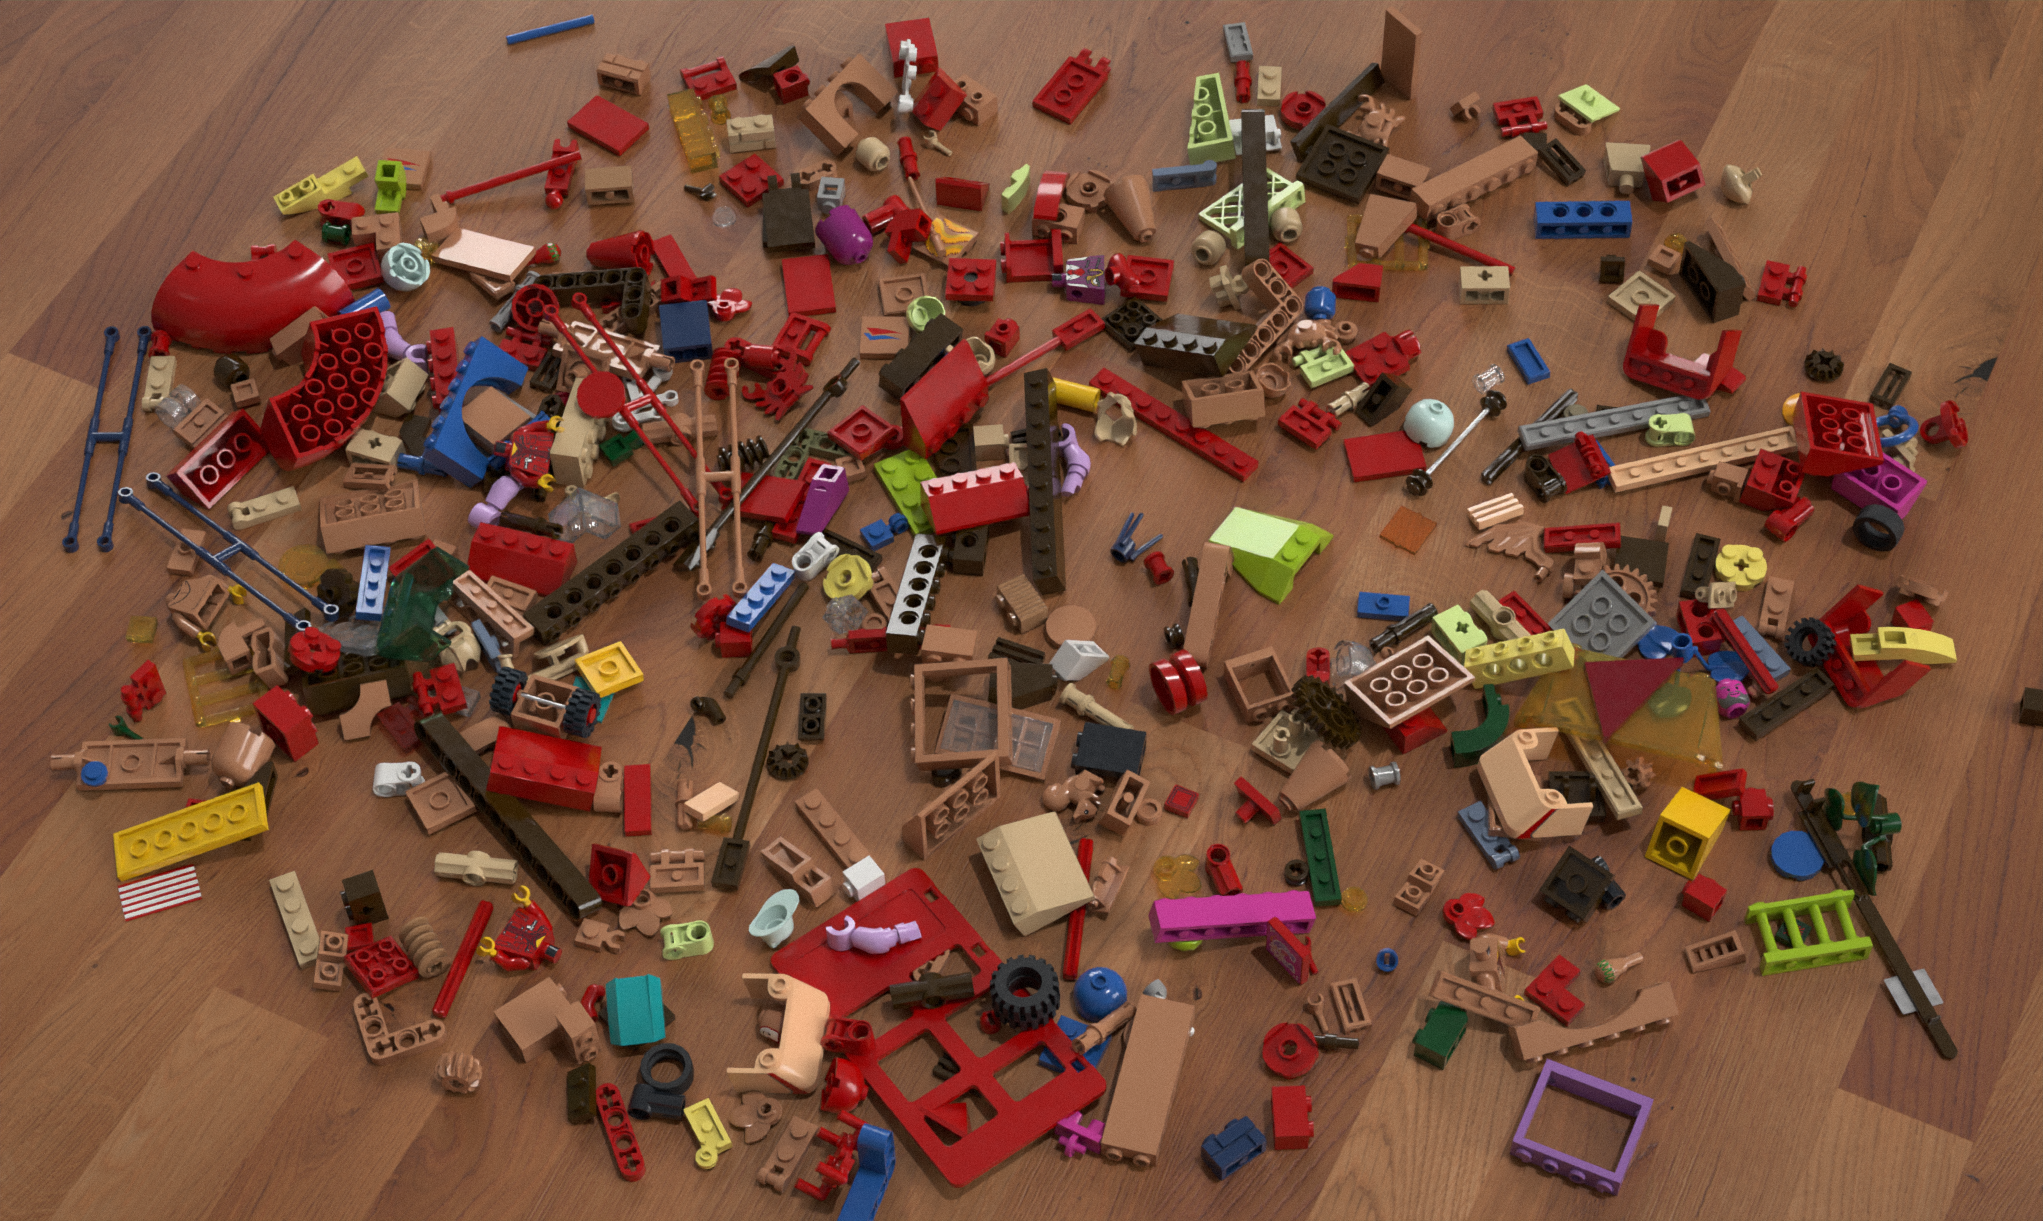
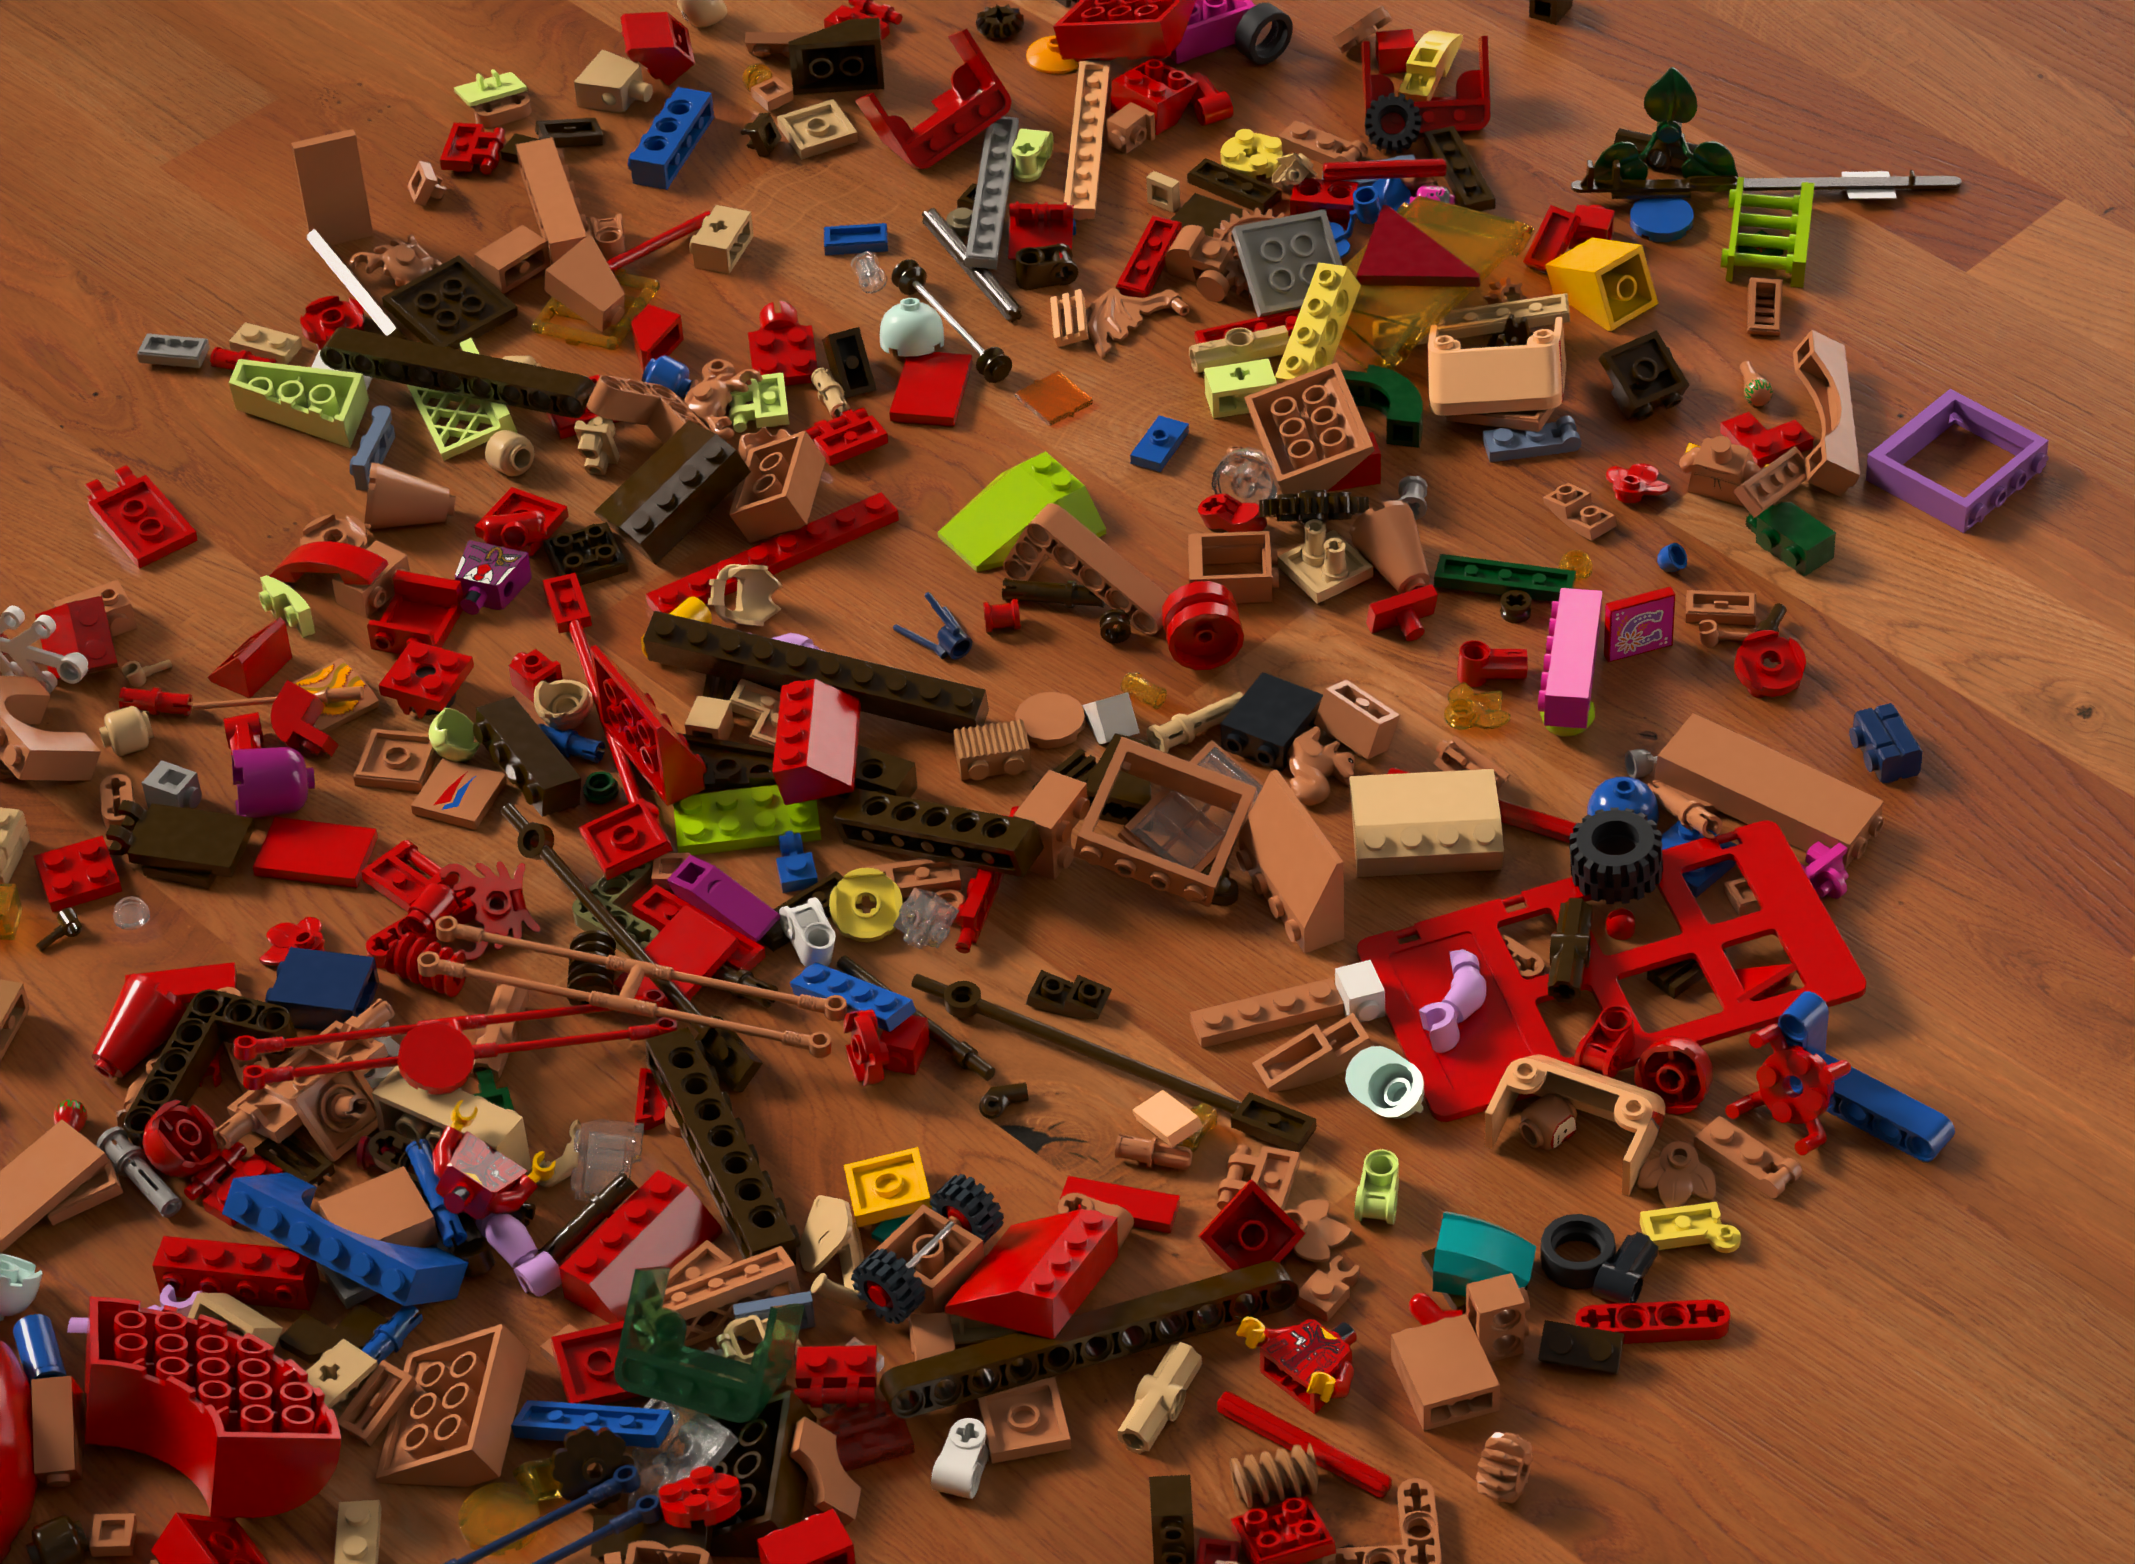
camera: 70 degrees left, 10 degrees down
(682, 289) = (261, 960): red brick -> none
(784, 769) = (1143, 1038): dark brown gear -> none
(1181, 801) = (1368, 678): red tile -> none
(1290, 1117) = (1860, 684): red brick -> none
(1395, 633) = (1207, 440): dark brown pin -> none
(1703, 896) = (1693, 293): red brick -> none

